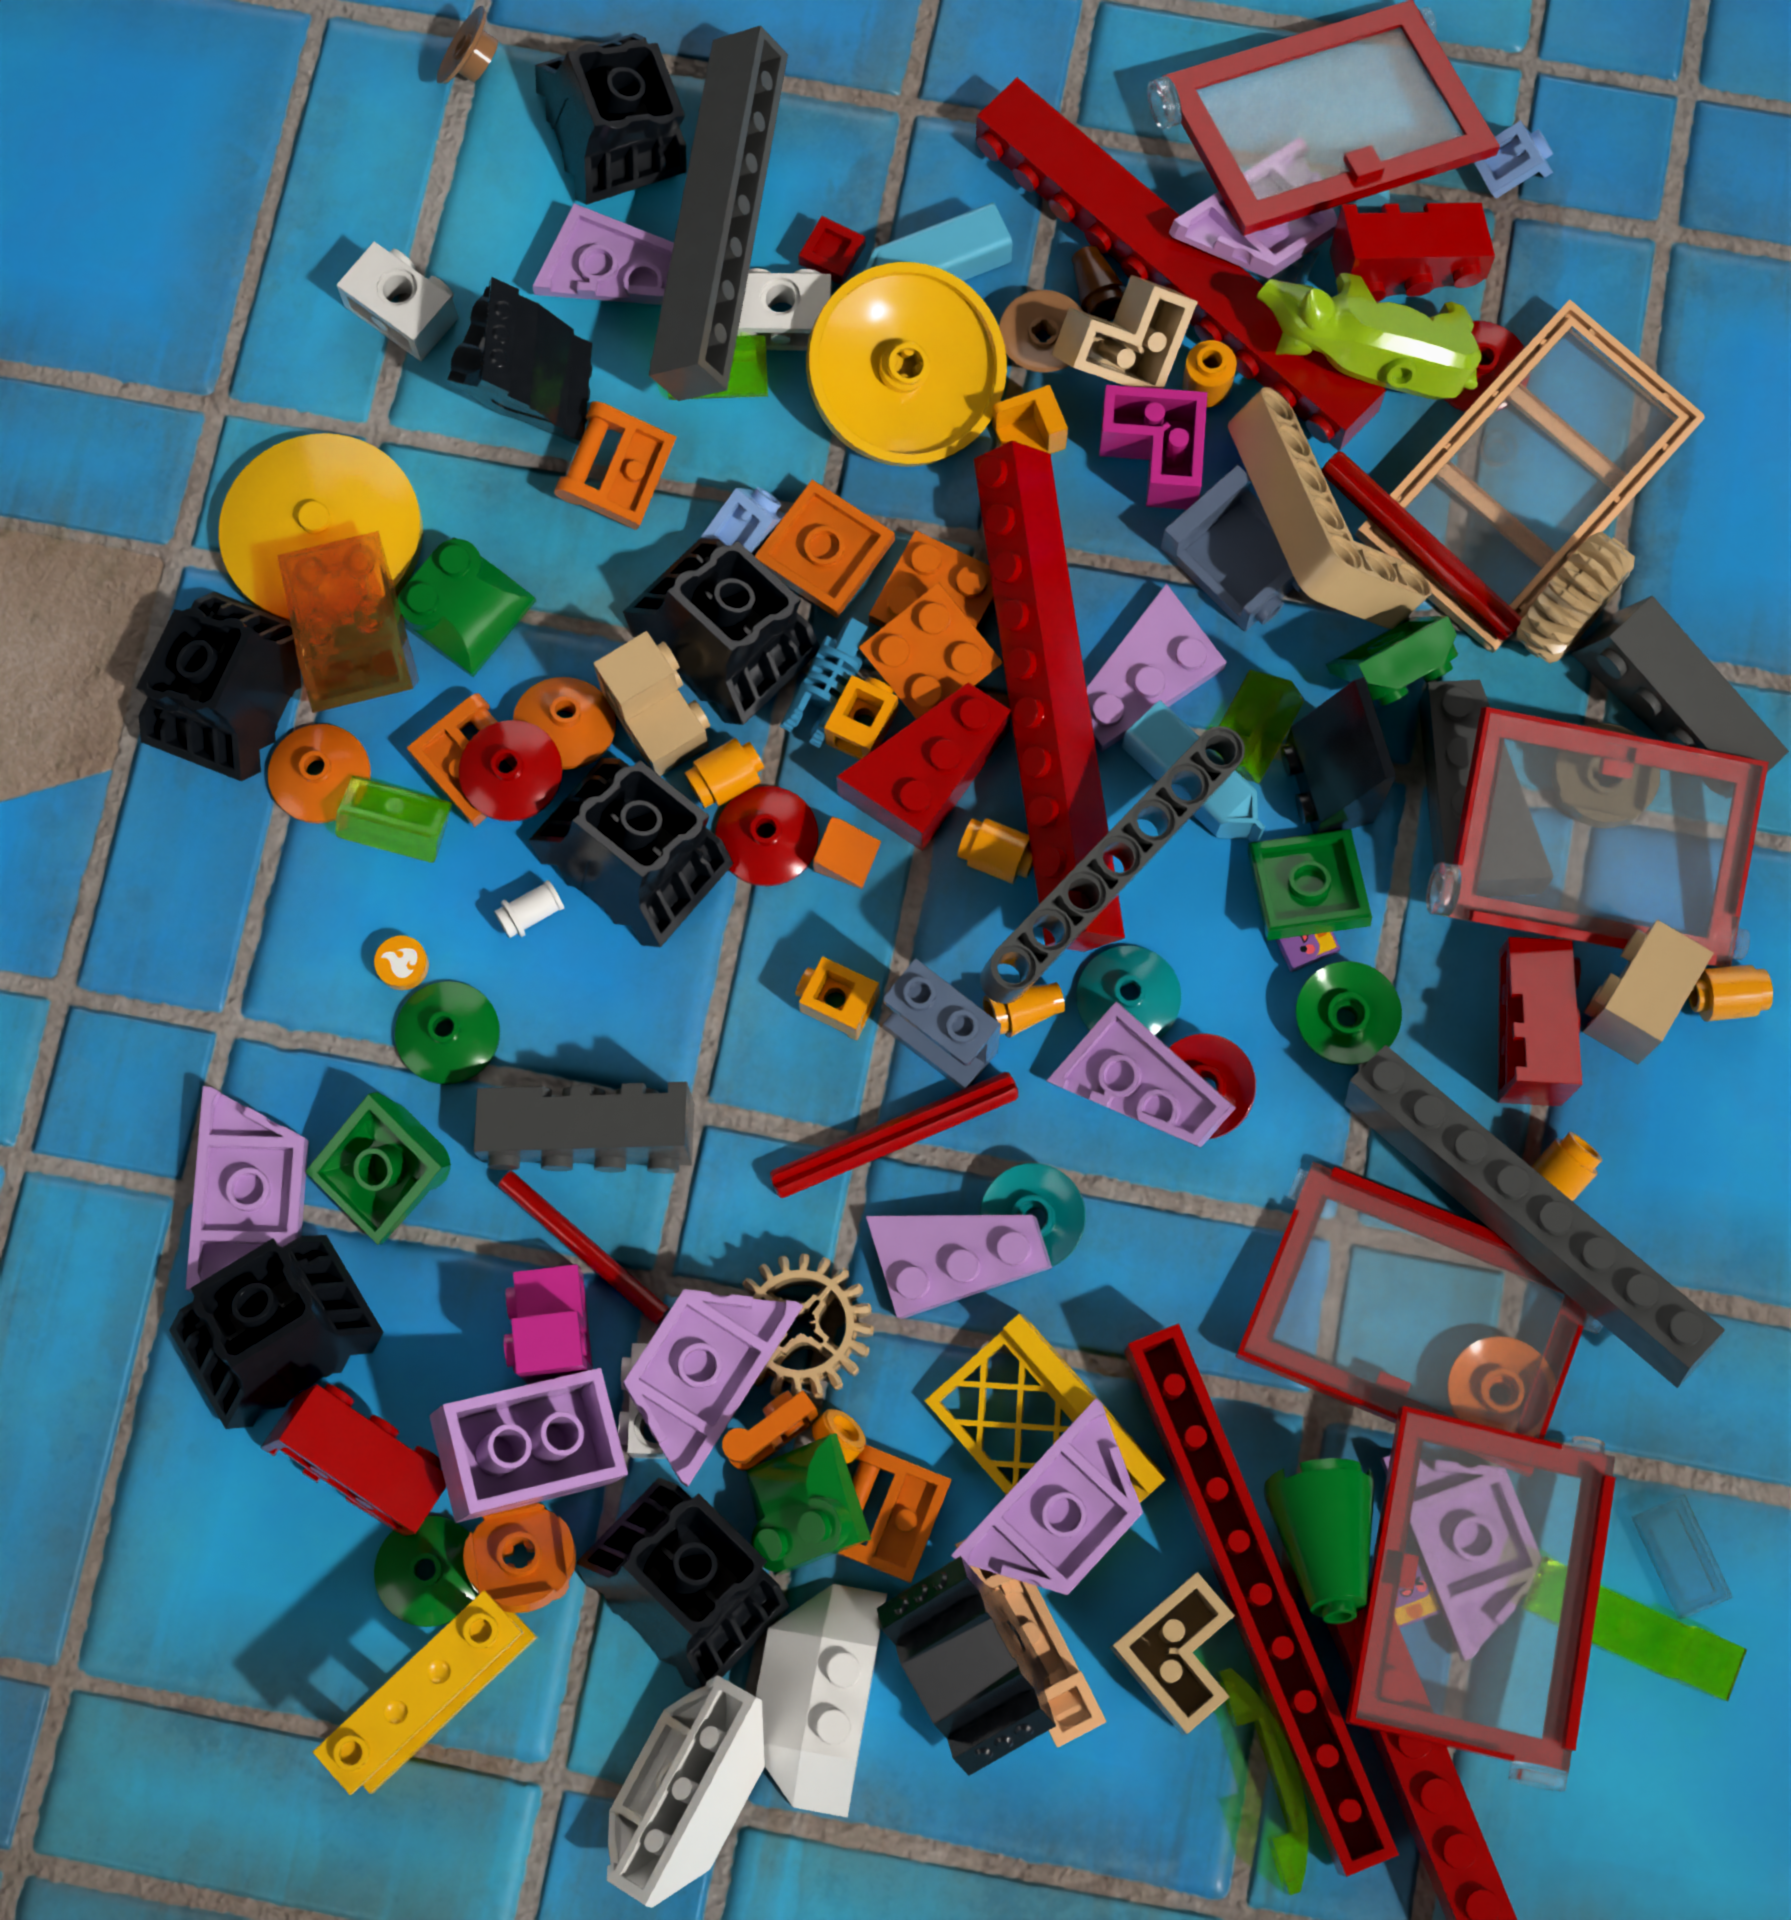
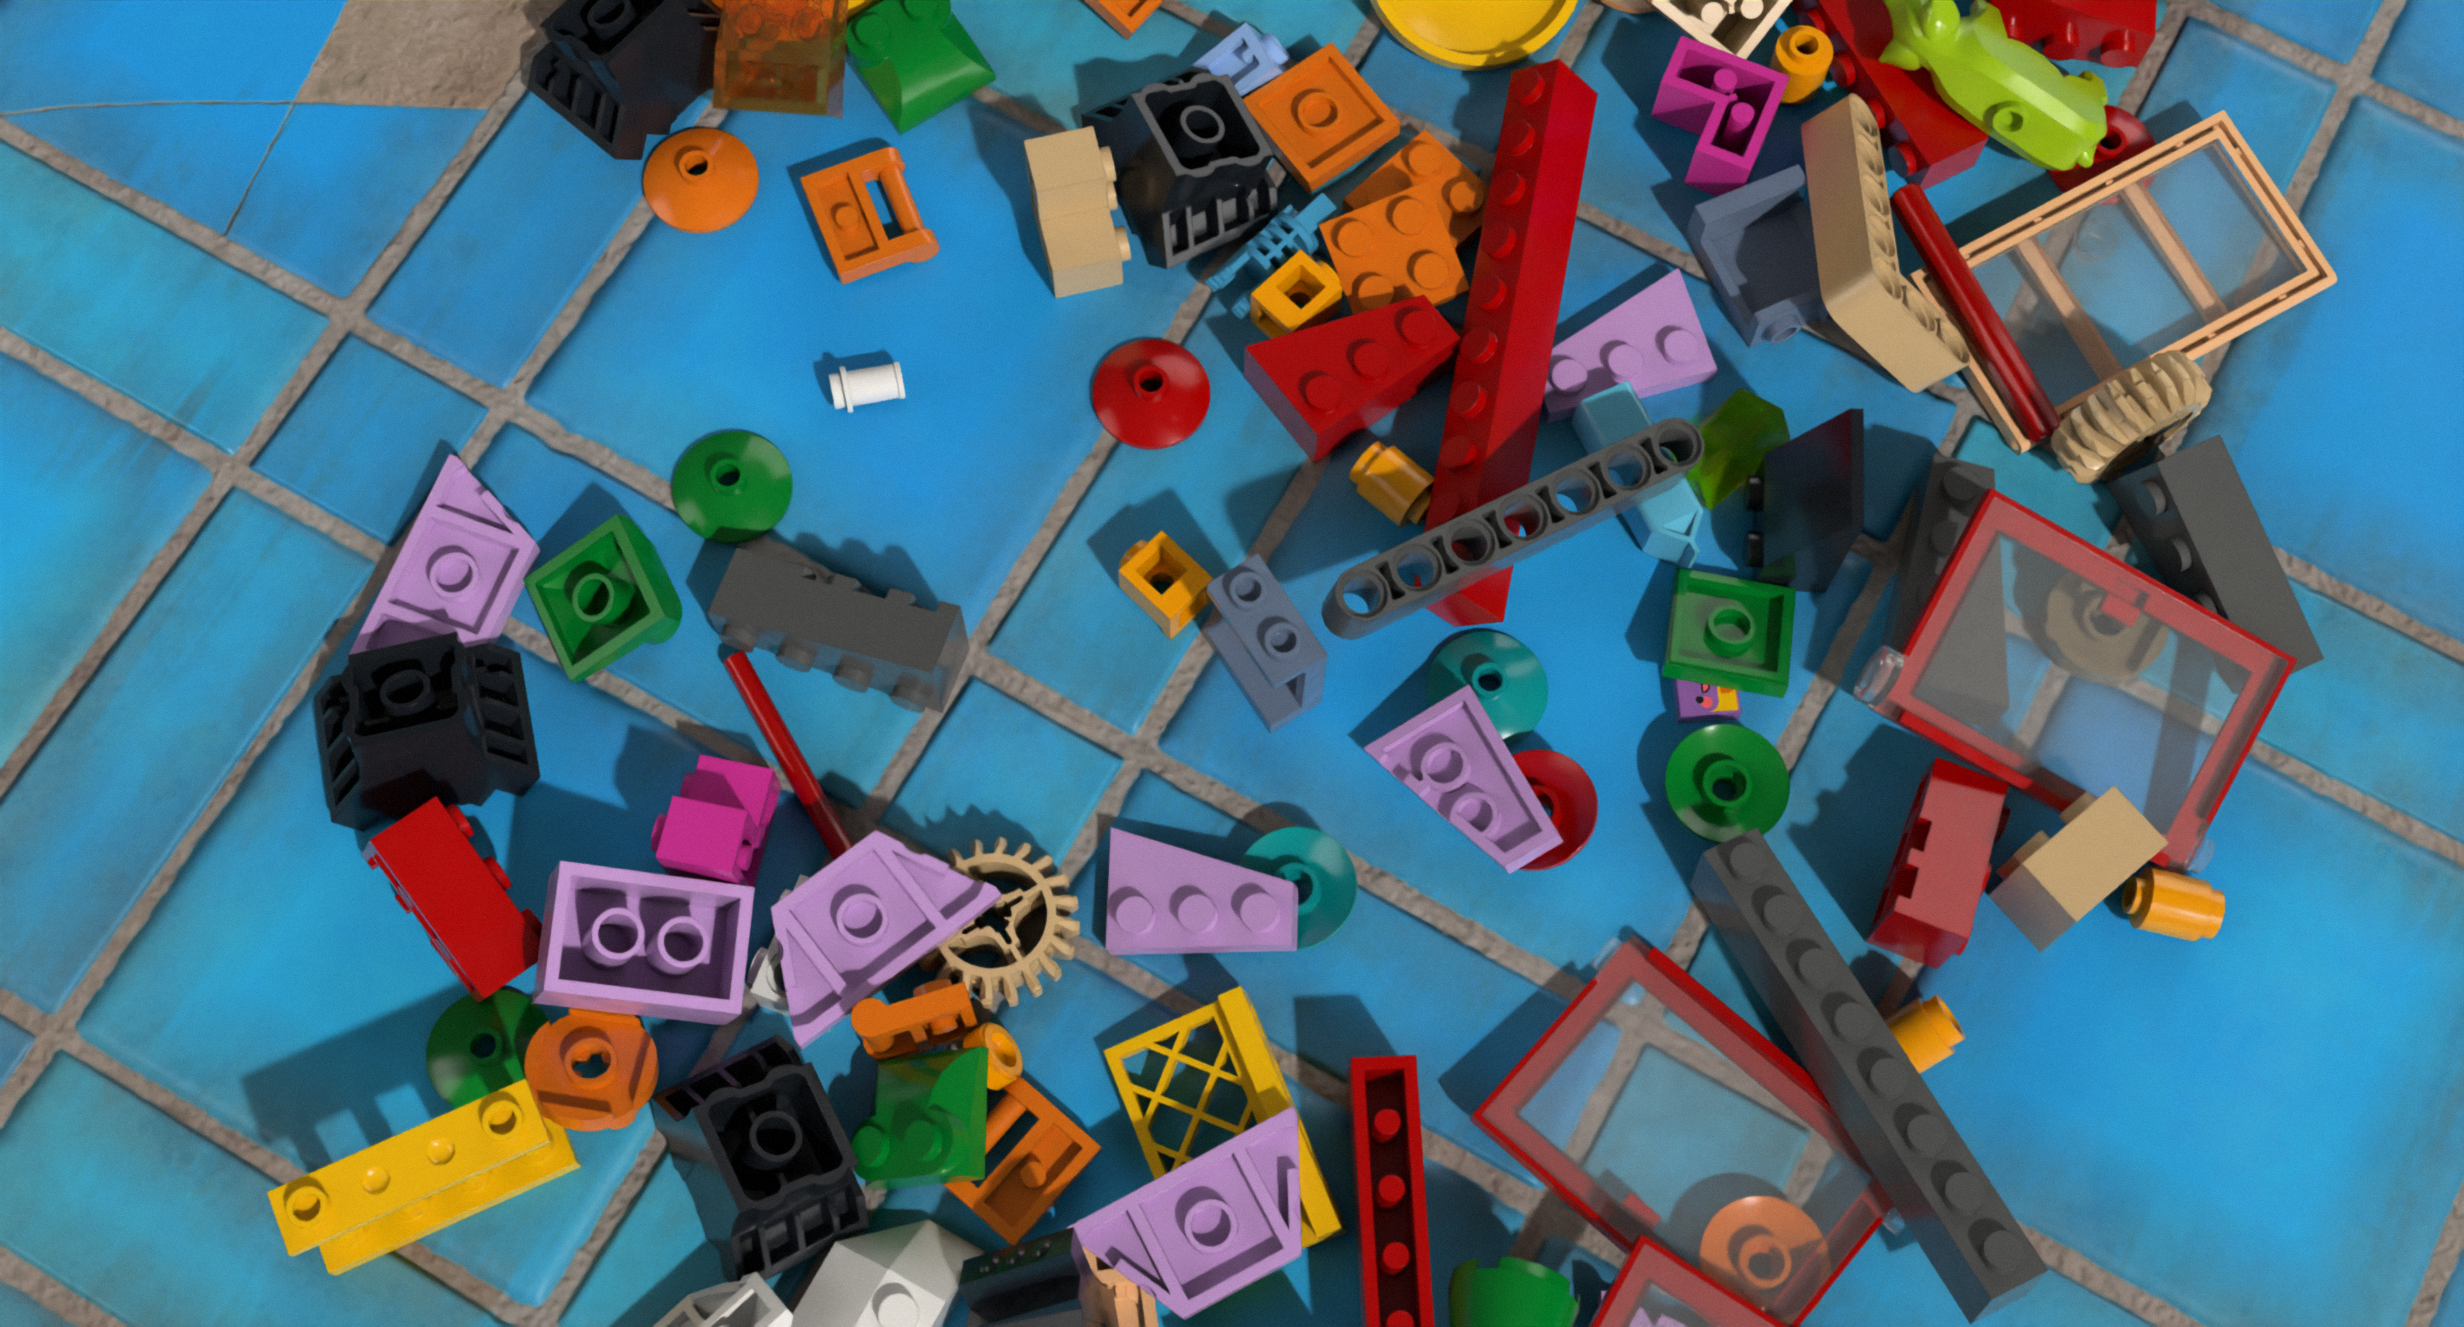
camera: 15 degrees right, 5 degrees down
(392, 819) = (758, 248): clear neon green slope -> none
(401, 962) = (711, 398): light orange tile -> none
(517, 793) = (905, 256): red dish -> none
(578, 738) = (975, 225): orange dish -> none
(634, 848) = (1003, 358): black slope -> none
(724, 773) = (1128, 311): light orange brick -> none
(846, 853) = (1228, 436): orange slope -> none
(894, 1134) = (1174, 751): red axle -> none
(1031, 420) = (1592, 52): light orange panel -> none
(1033, 1007) = (1366, 661): light orange cone -> none
(1400, 657) = (1934, 417): green slope -> none

